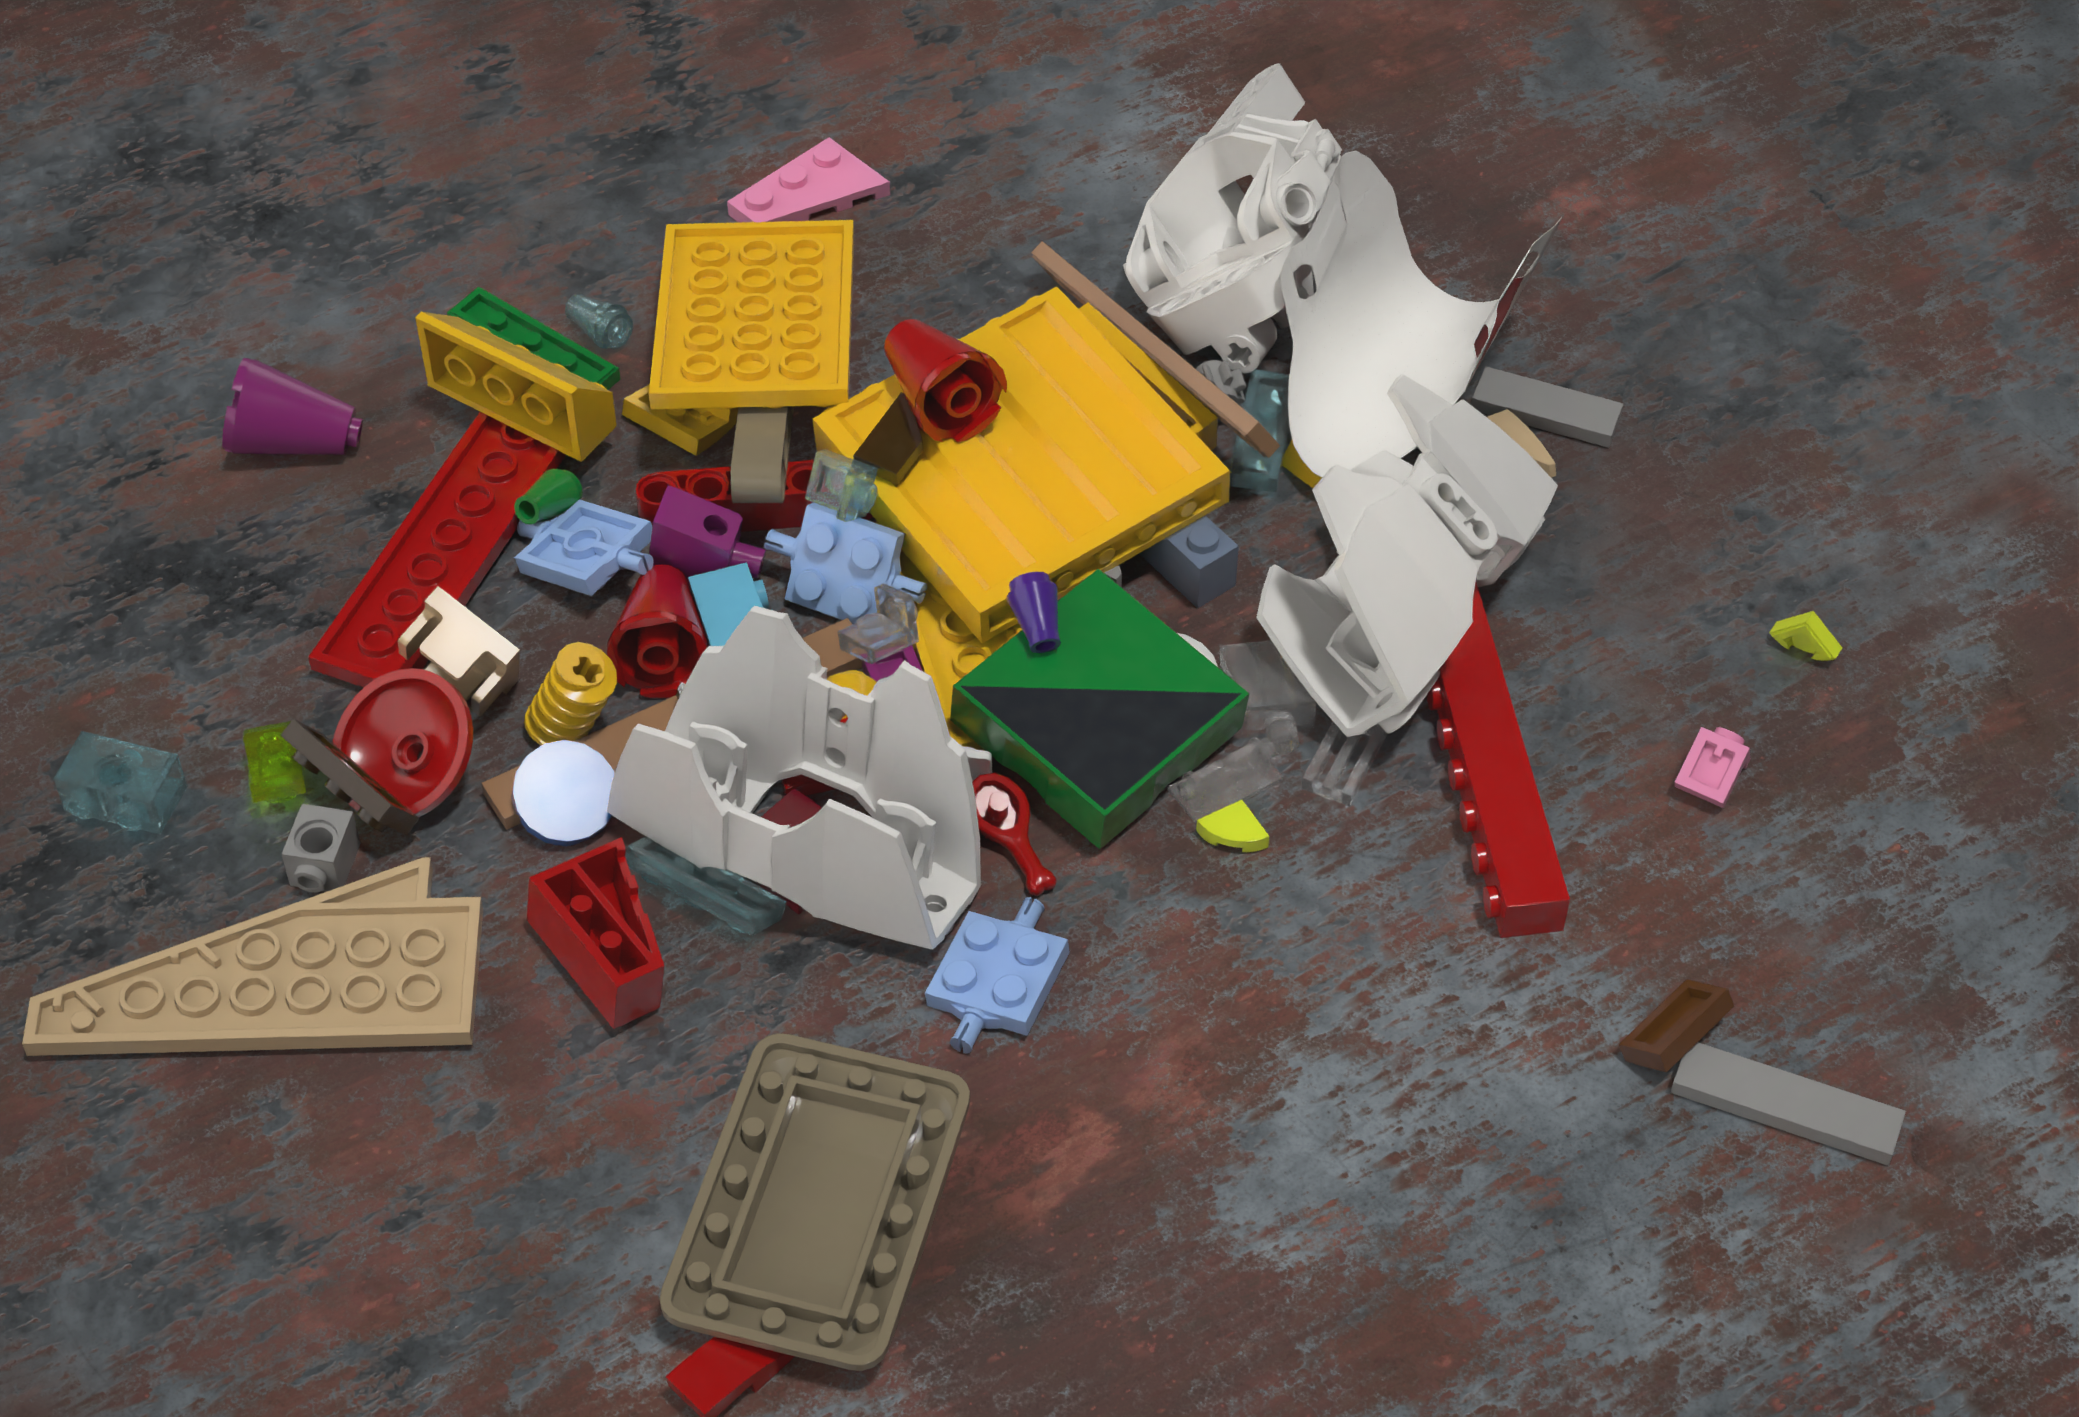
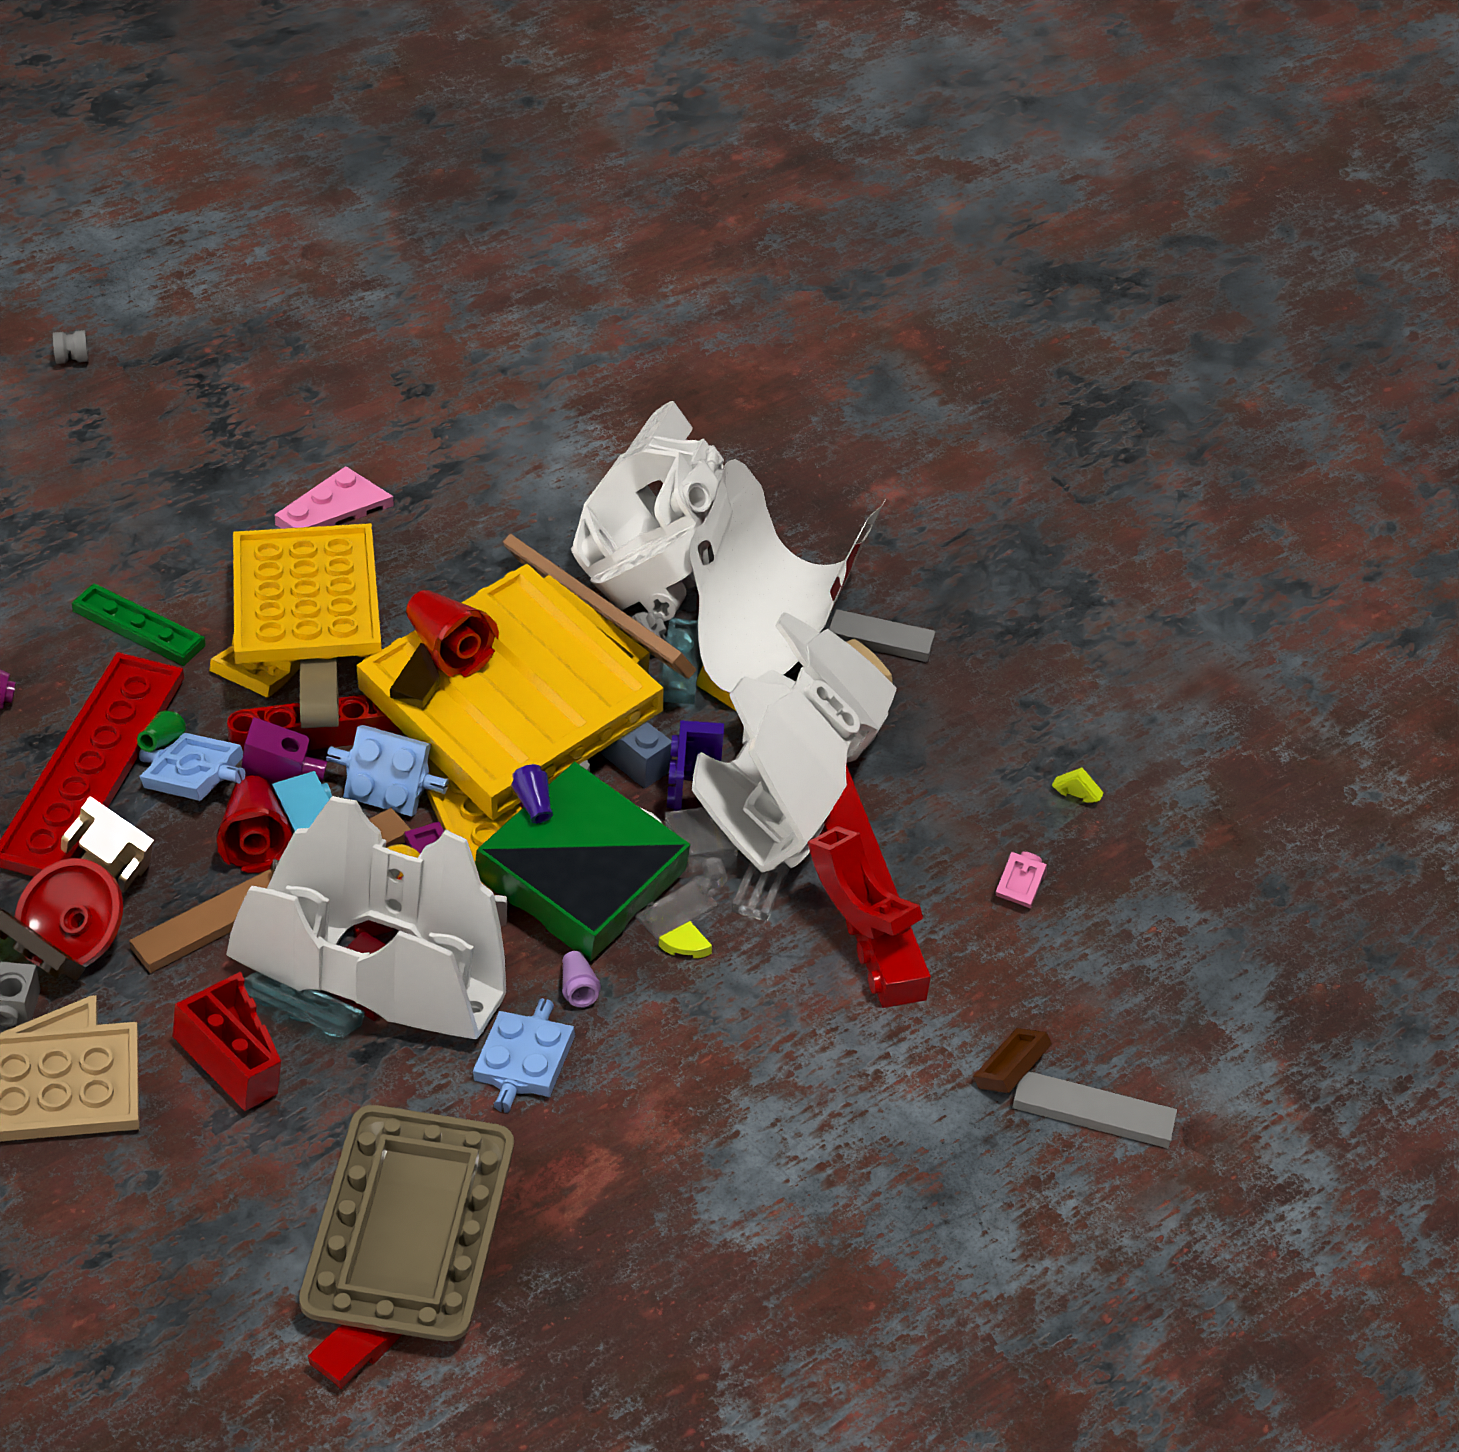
camera: 10 degrees left, 5 degrees down
(515, 385) = (130, 652): yellow slope -> none
(563, 792) = (192, 943): tile -> none
(571, 694) = (192, 873): yellow piece -> none
(601, 321) = (189, 604): clear light blue cone -> none
(842, 485) = (382, 711): clear light blue bracket -> none
(882, 632) = (421, 814): clear bracket -> none
(1005, 819) = (521, 946): red piece -> none
(1081, 874) = (579, 980): none -> lavender cone
(1265, 545) = (692, 740): none -> dark purple bracket
(1473, 770) = (854, 888): none -> red arch

